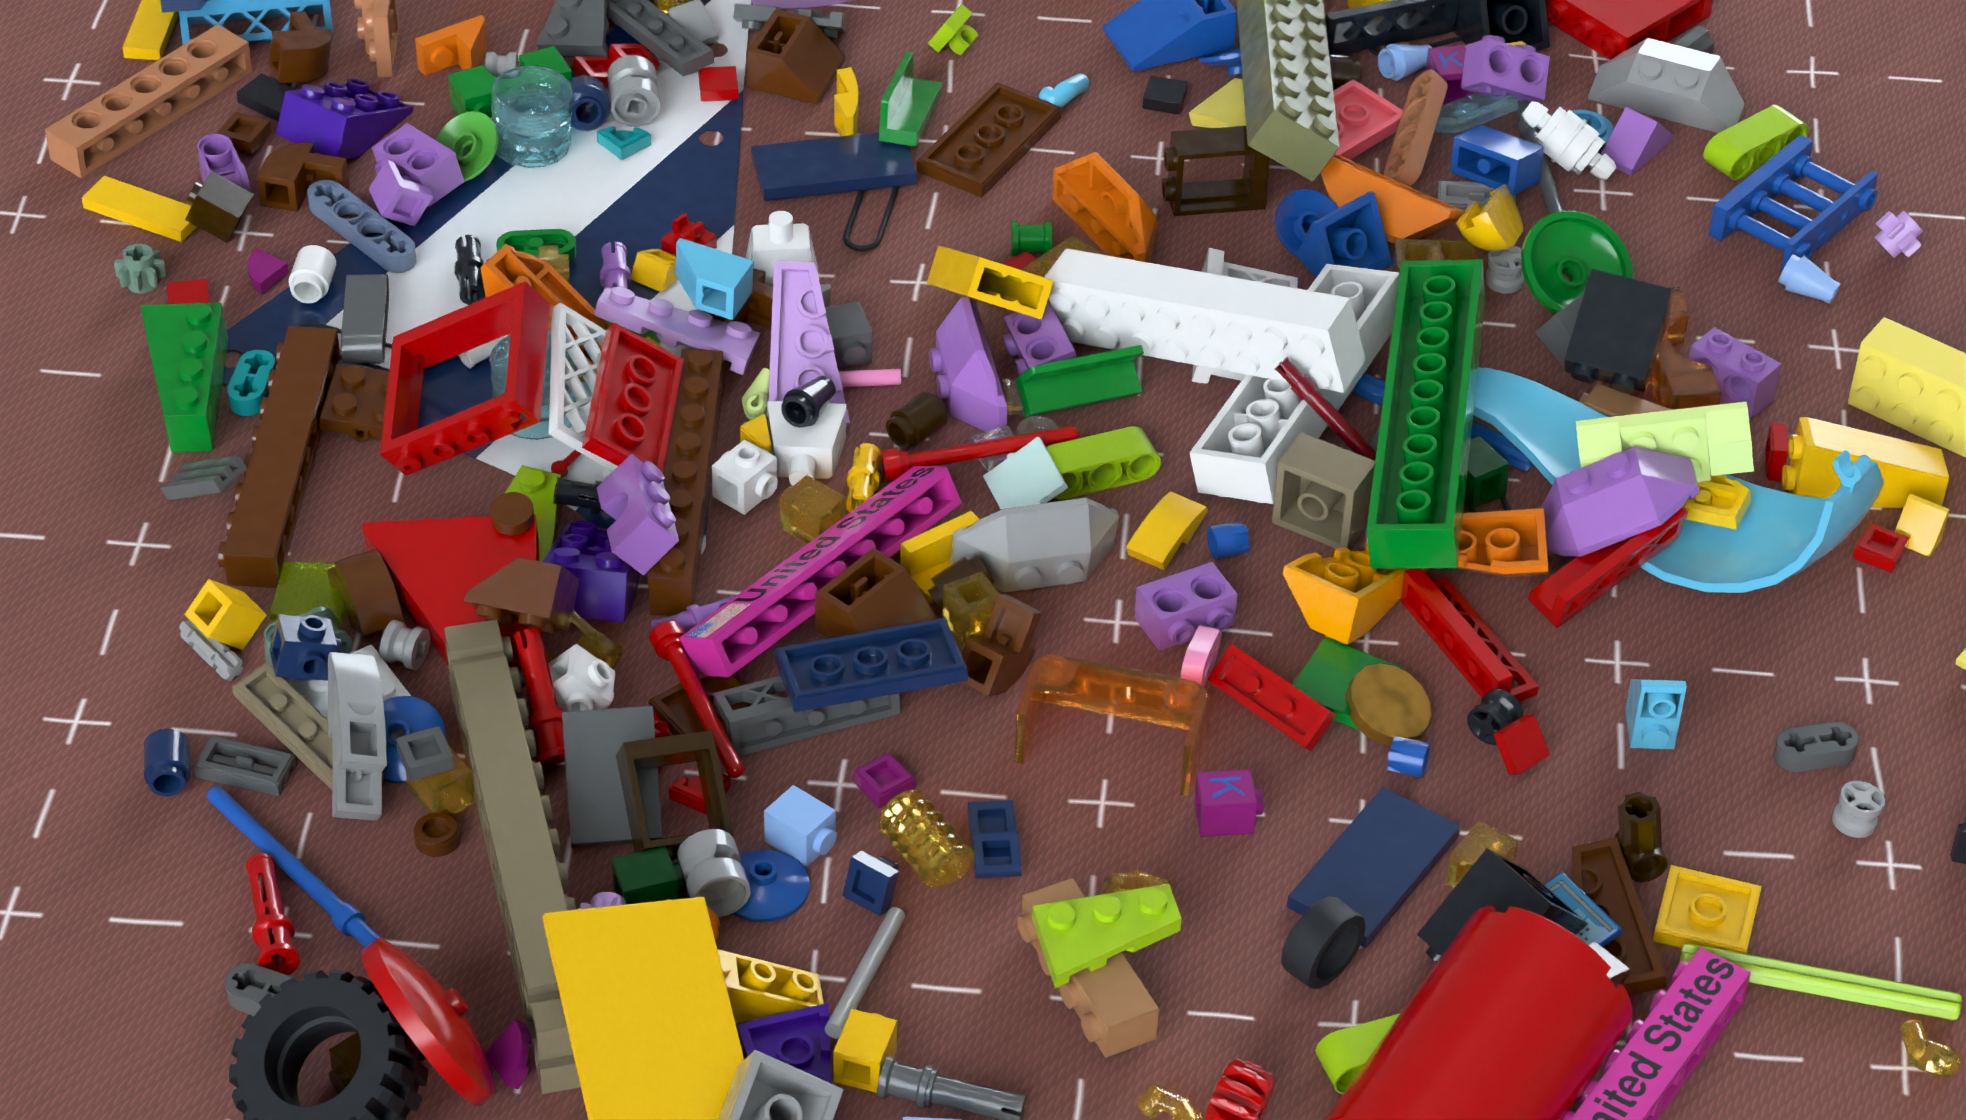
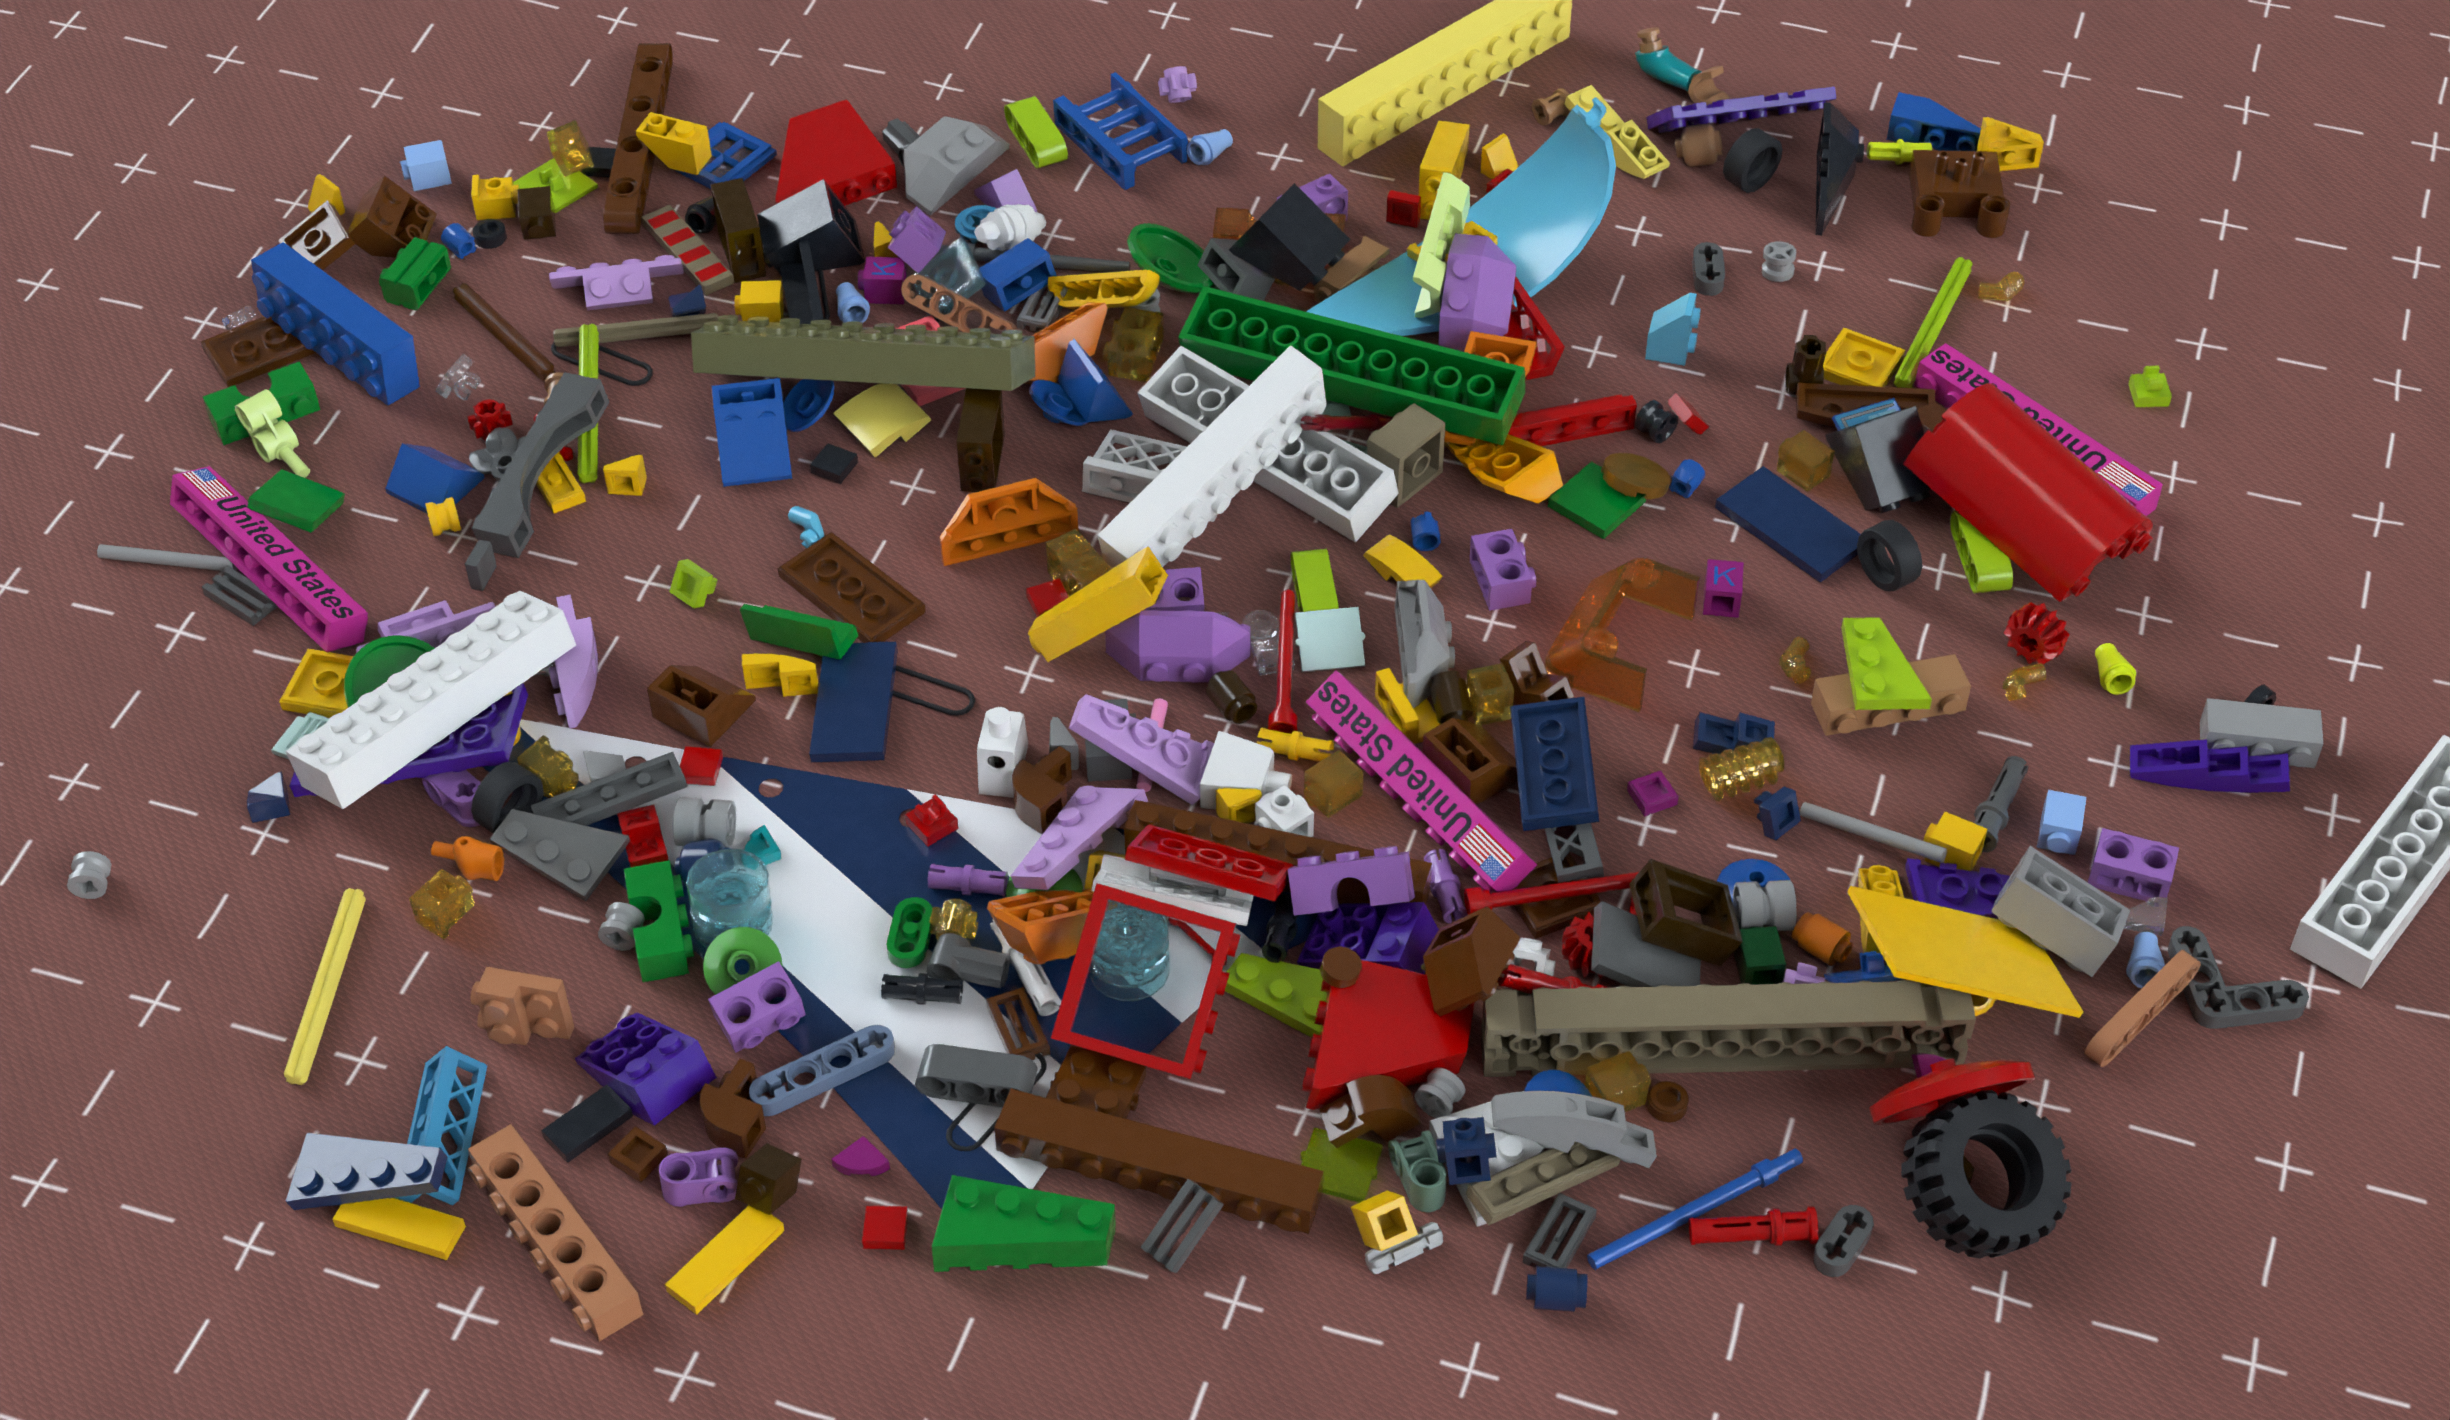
camera: 75 degrees left, 5 degrees up
(140, 268) = (836, 1260): sand green gear -> none
(244, 381) = (1037, 1175): teal beam -> none
(301, 52) = (527, 1082): reddish brown brick -> none
(312, 274) = (895, 1113): white brick -> none
(398, 197) = (802, 1027): medium lavender panel -> none
(425, 753) = (1619, 1073): dark grey plate -> none
(455, 45) = (572, 953): orange slope -> none
(654, 269) = (961, 847): yellow slope -> none
(713, 278) = (1044, 787): medium azure slope -> none
(755, 16) = (632, 690): dark grey wing -> none
(757, 396) = (1156, 796): yellowish green arm -> none
(800, 826) = (1708, 847): light blue brick -> none
(806, 402) = (1225, 748): black cone -> none
(1030, 238) = (1010, 584): green bush -> none
(1079, 382) = (1219, 574): green panel -> none
(1201, 654) = (1563, 570): bright pink beam -> none
(1271, 697) = (1612, 540): red plate -> none

